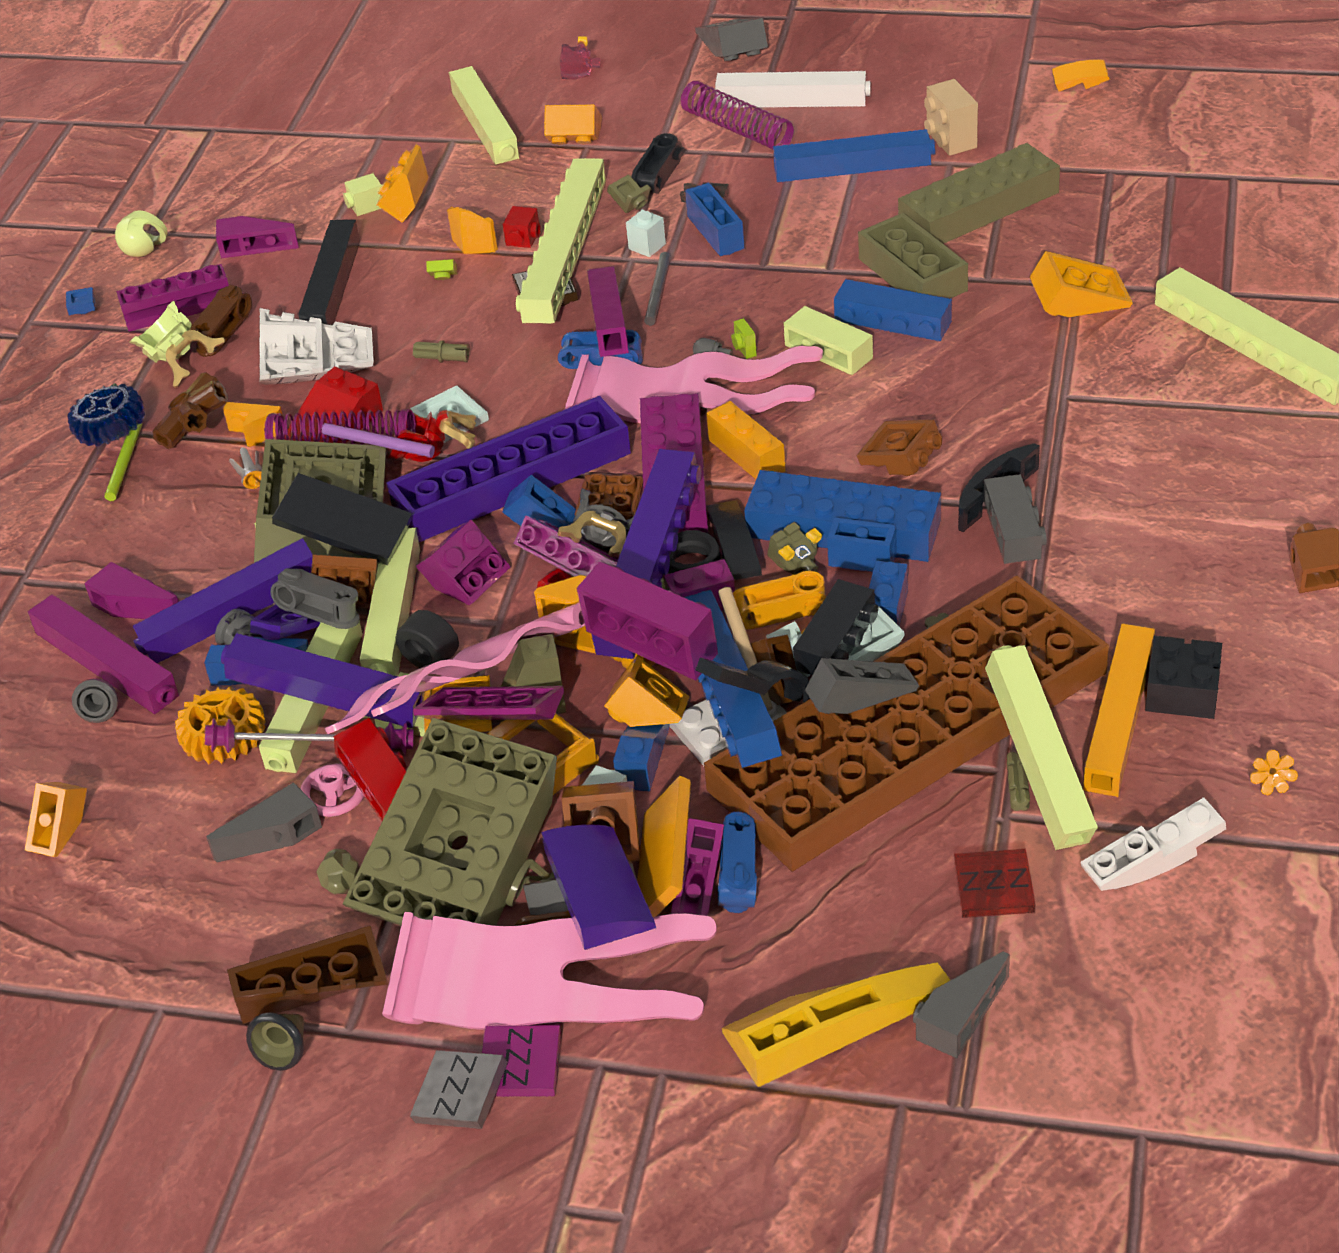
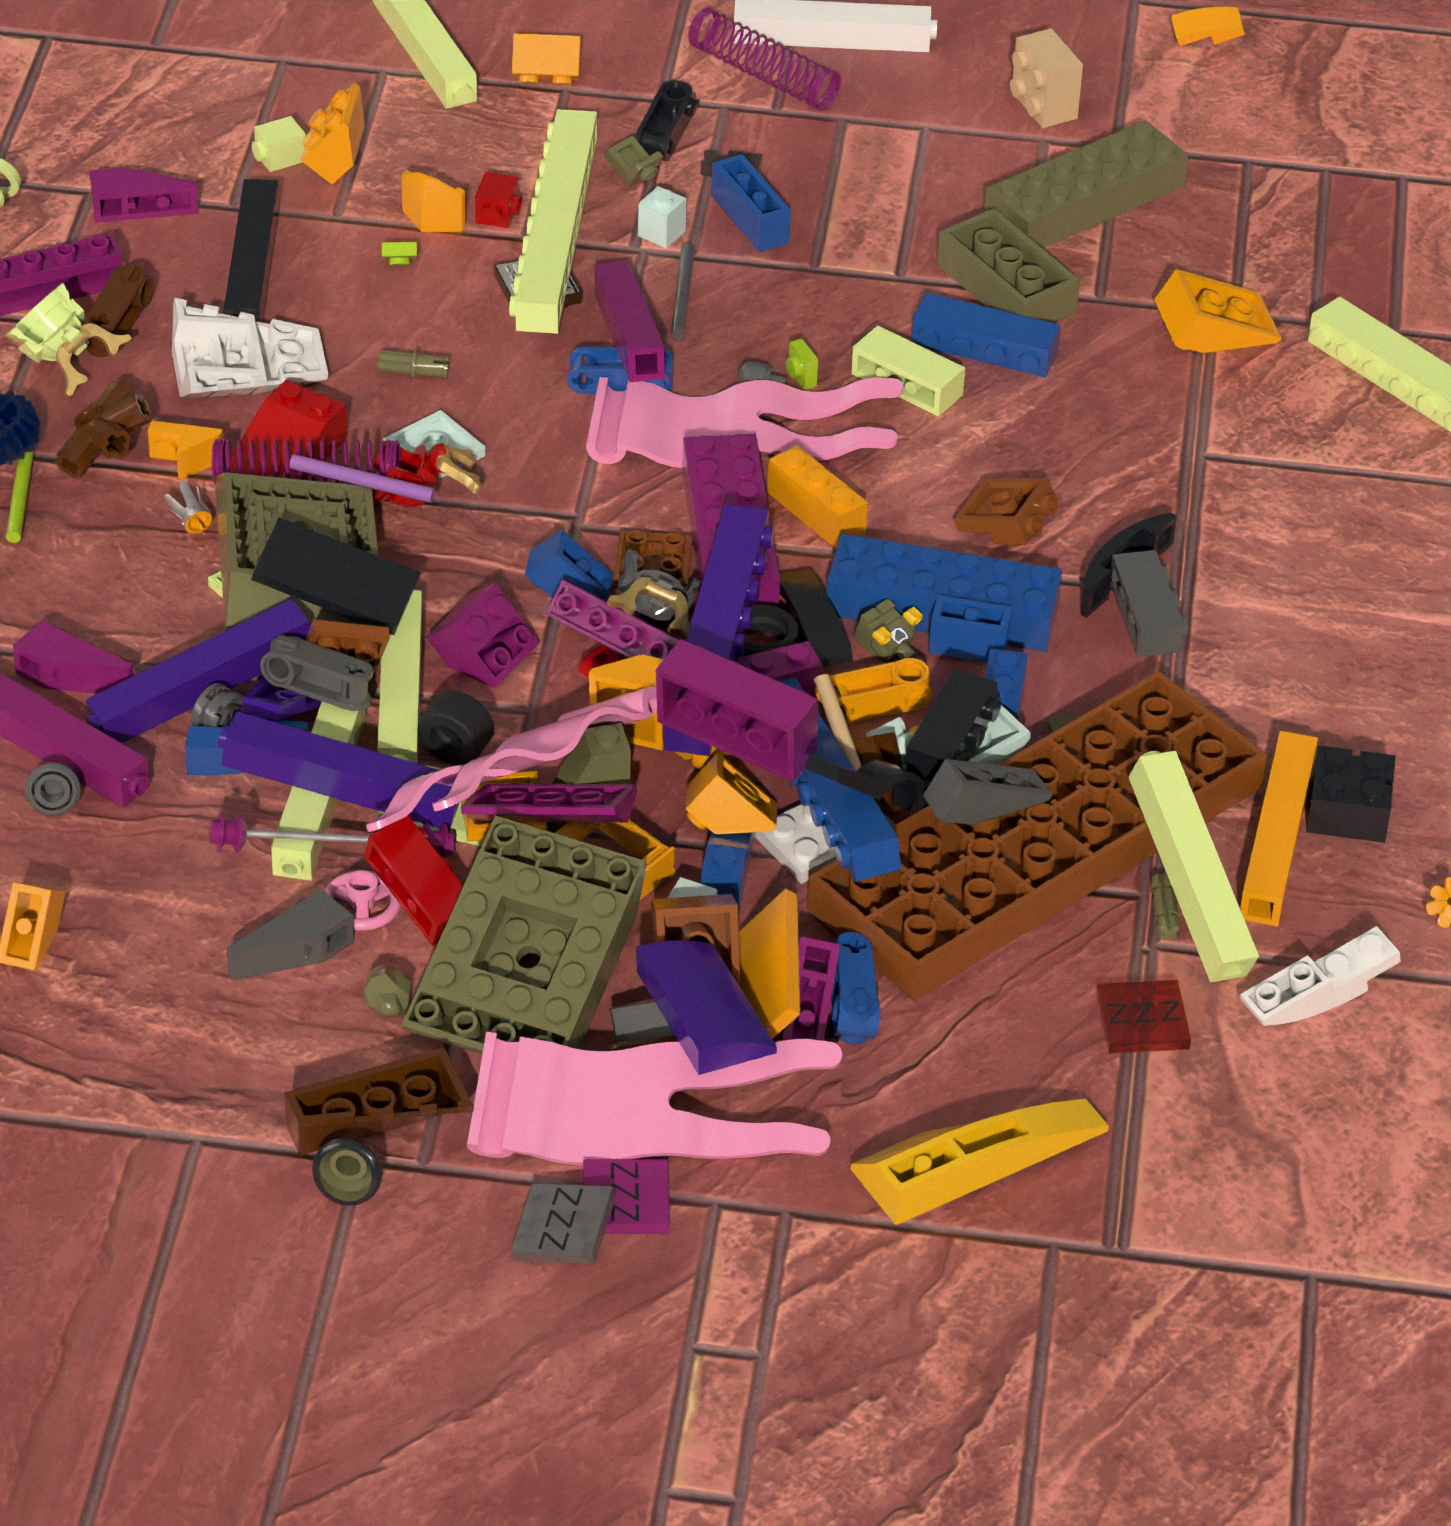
camera: 10 degrees left, 0 degrees up
(219, 705) = (189, 812): light orange gear -> none
(483, 476) = (500, 526): dark purple brick -> none
(520, 880) = (608, 1003): olive piece -> none
(853, 155) = (920, 123): blue brick -> none
(959, 1005) = (1113, 1143): dark grey slope -> none

